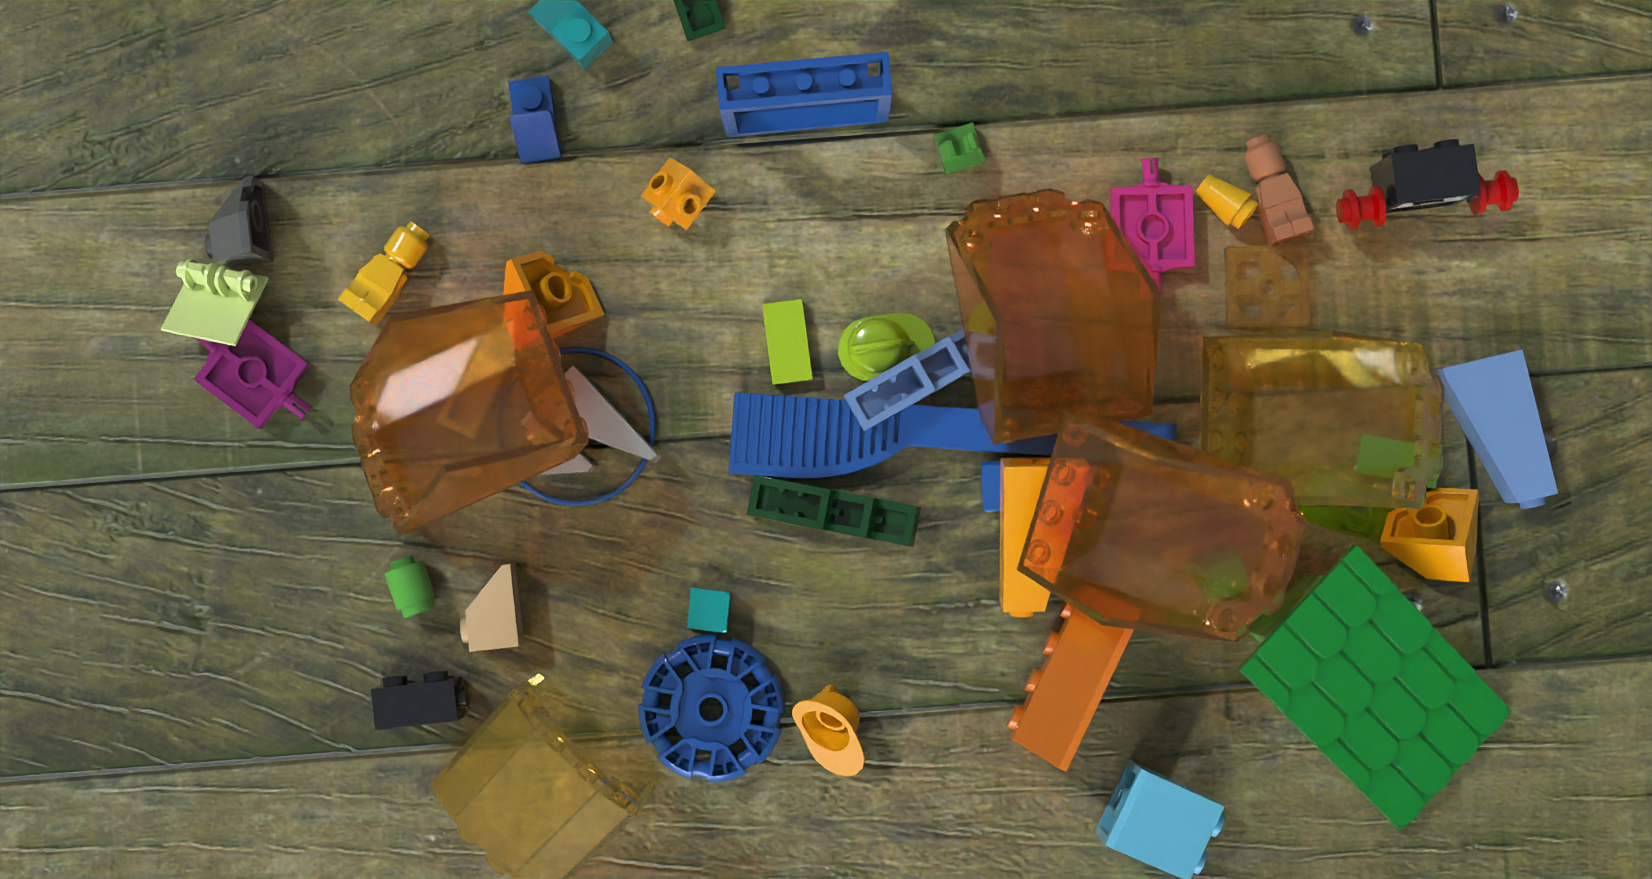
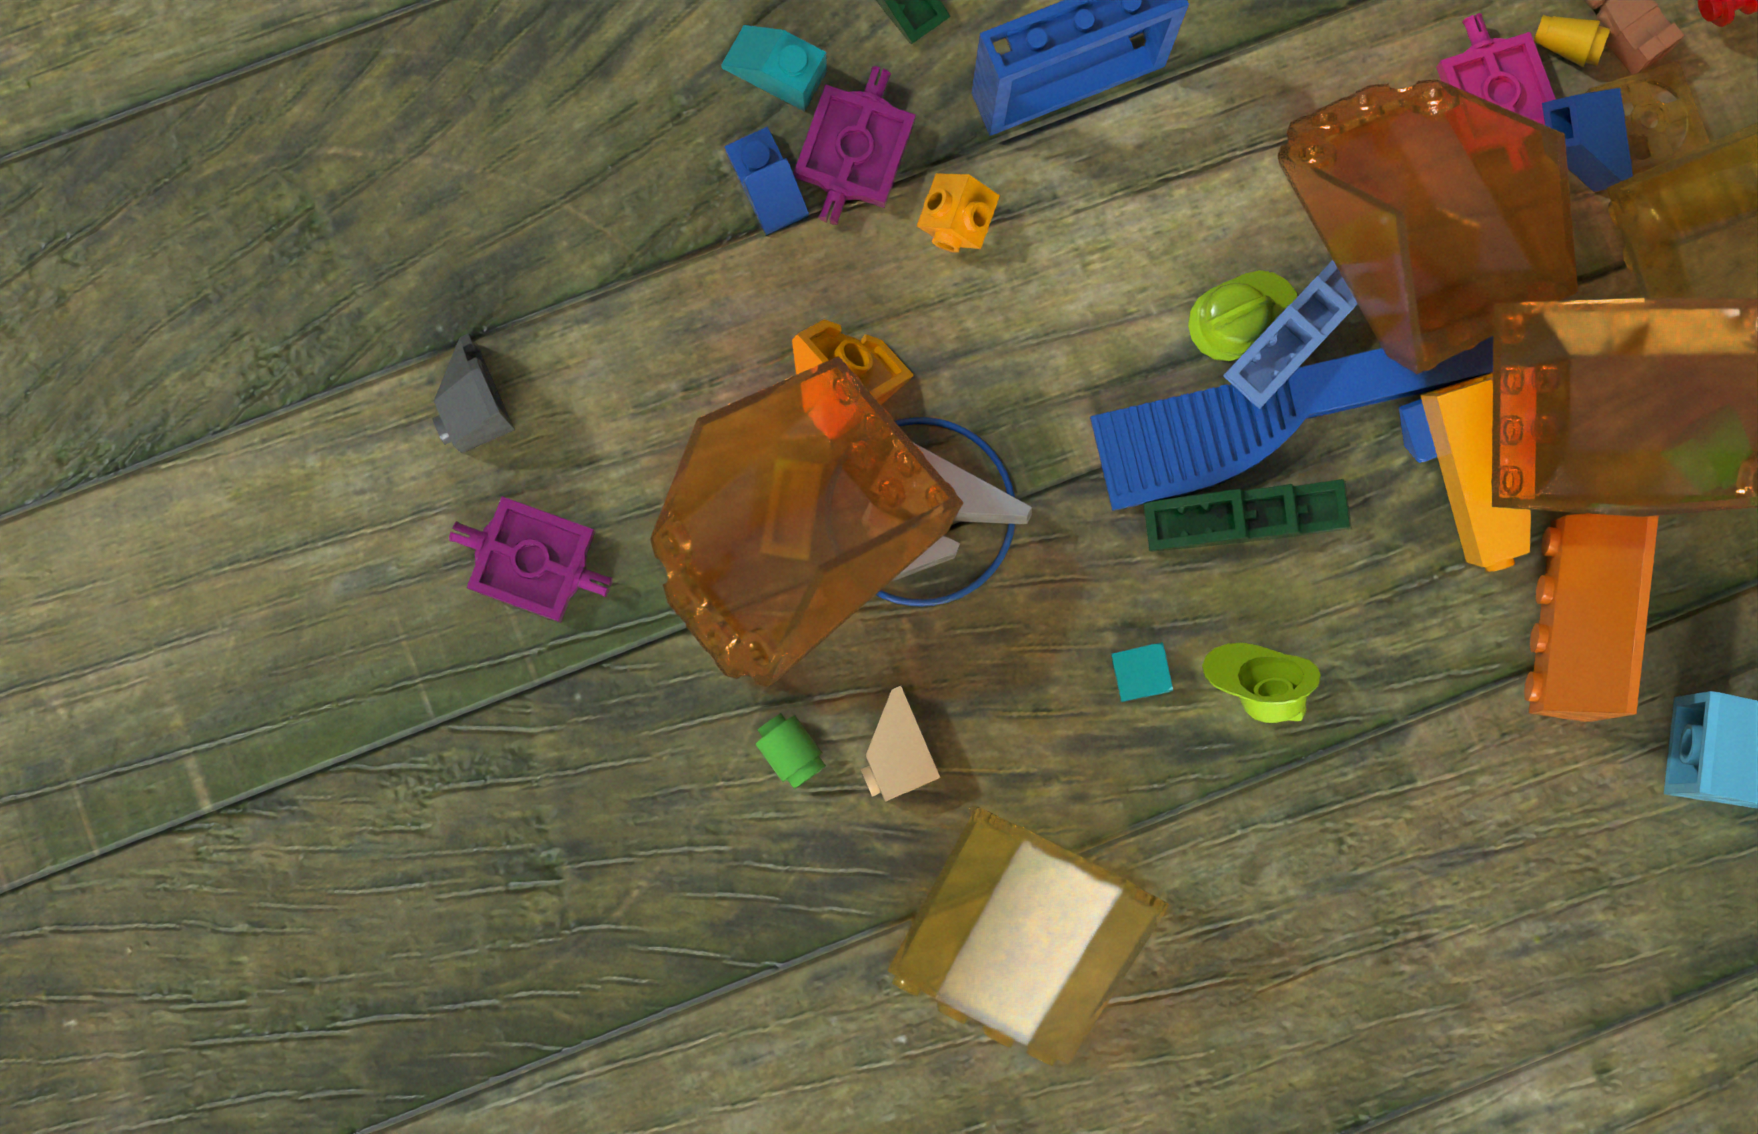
camera: 20 degrees left, 5 degrees down
(213, 302) = (464, 490): yellowish green hinge -> none
(383, 277) = (651, 402): yellow piece -> none
(419, 702) = (843, 881): black brick -> none
(613, 113) = (854, 145): none -> magenta plate
(716, 683) = (1151, 790): blue plate -> none
(787, 342) = (1131, 342): lime tile -> none
(800, 644) = (1266, 681): none -> lime piece
(830, 730) = (1330, 768): light orange piece -> none
(959, 148) = (1254, 71): bright green tile -> none
(1209, 288) = (1593, 136): none -> blue slope

